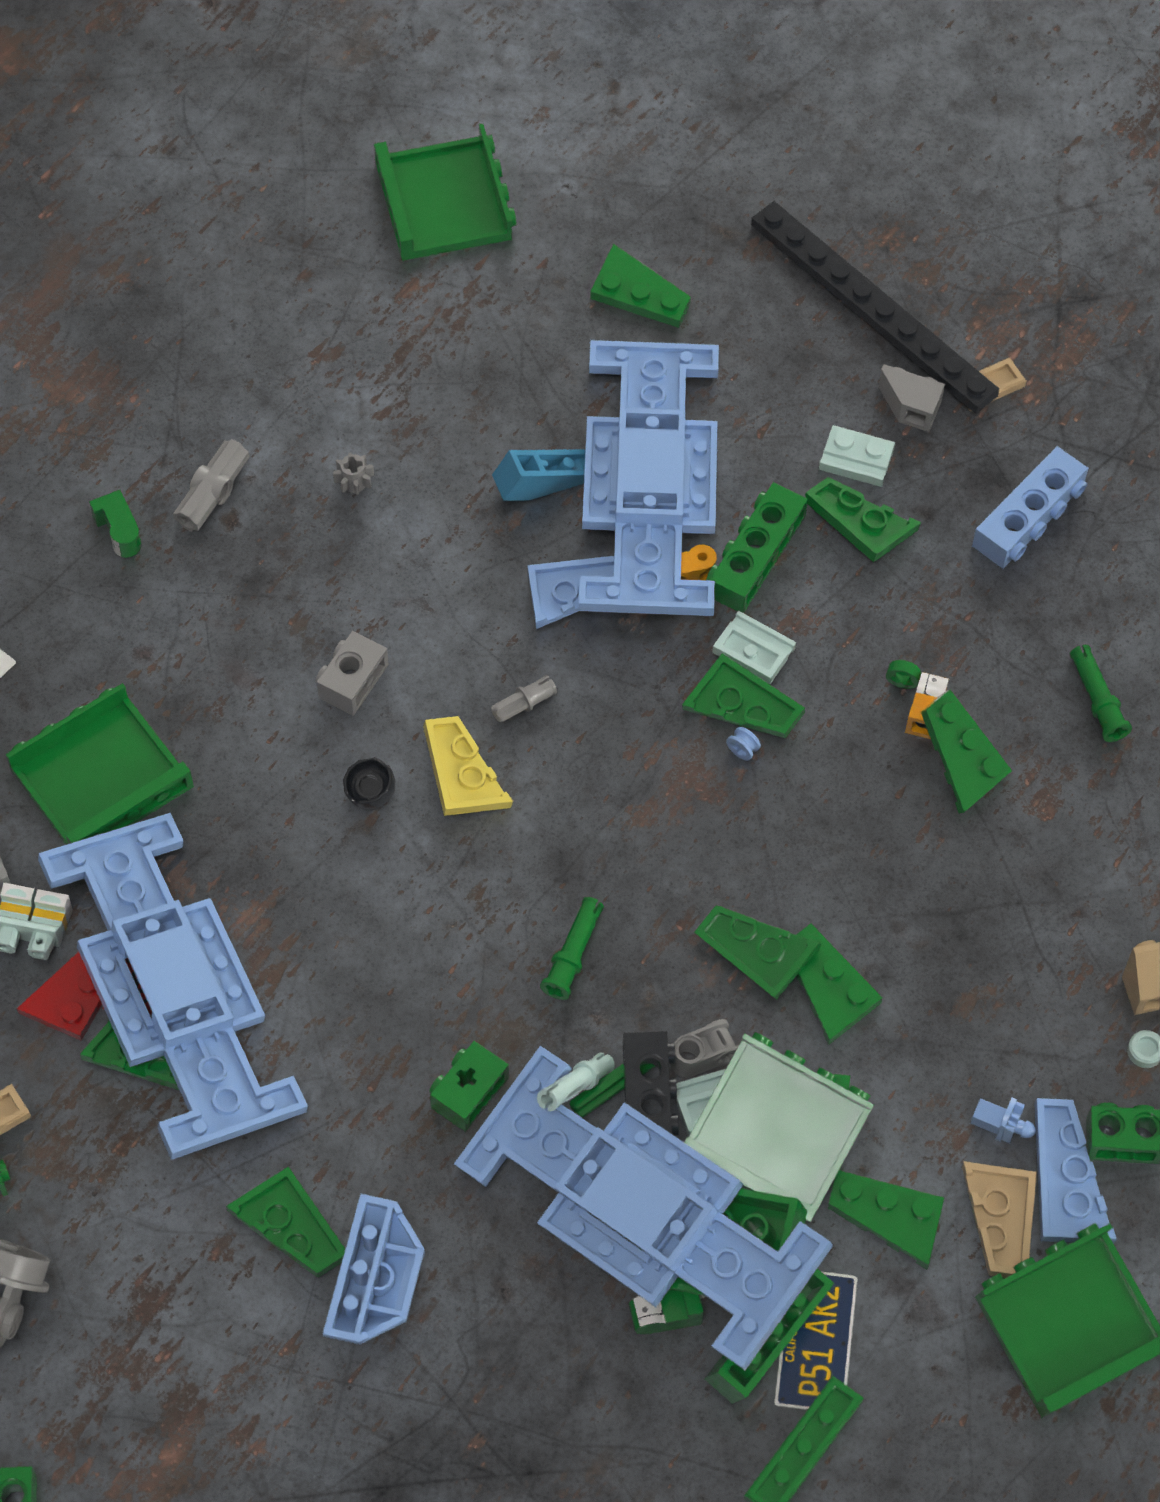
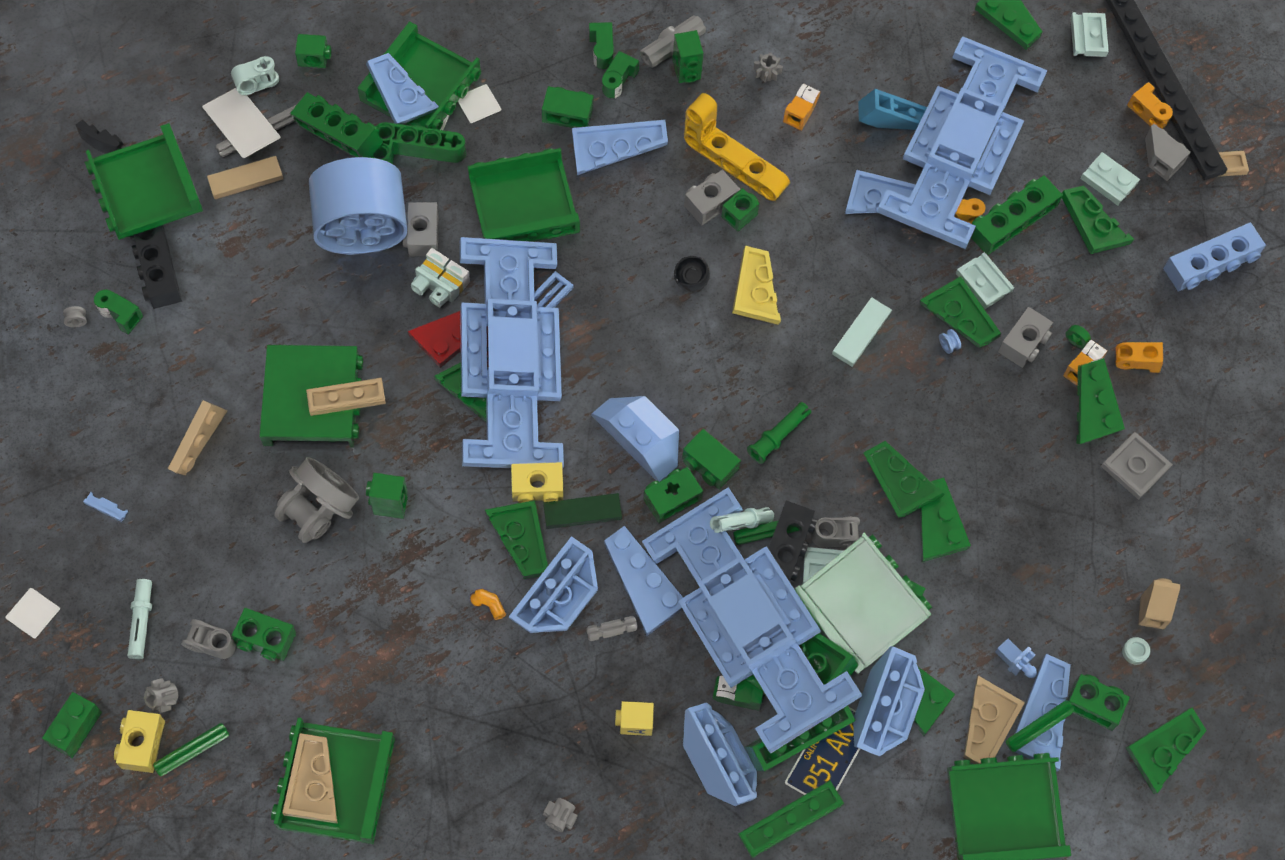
camera: 20 degrees right, 5 degrees up
(86, 1239) = (387, 495): none -> green brick
(107, 626) = (567, 107): none -> green brick
(155, 555) = (617, 74): none -> green leg
(187, 651) = (616, 142): none -> light blue wing
(205, 879) = (560, 296): none -> light blue tile
(242, 498) = (687, 56): none -> green brick
(284, 1324) = (489, 599): none -> light orange arm
(290, 1124) = (525, 474): none -> light yellow brick
(357, 608) = (733, 157): none -> yellow beam
(357, 1155) = (582, 511): none -> dark green tile
(392, 686) = (736, 217): none -> green brick
(392, 1020) = (642, 433): none -> light blue wedge
(419, 509) = (801, 106): none -> light orange leg
(463, 1295) = (611, 628): none -> light grey axle
(486, 1220) = (647, 586): none -> light blue wing
(499, 1019) = (710, 459): none -> green brick
(524, 699) = (817, 256): light grey axle -> none
(546, 1400) = (635, 718): none -> light yellow brick
(624, 775) = (861, 332): none -> light aqua tile
(676, 1404) = (718, 756): none -> light blue wedge
(752, 278) = (1089, 34): none -> light aqua plate
(839, 683) = (1030, 325): none -> light grey brick
(868, 344) = (1149, 107): none -> light orange leg
(868, 1242) = (888, 702): none -> light blue wedge
(991, 669) = (1140, 355): none -> light orange leg
(1046, 811) = (1136, 465): none -> light grey tile
(1068, 1194) = (1040, 726): none -> green axle
(1104, 706) = (1208, 409): green pin -> none

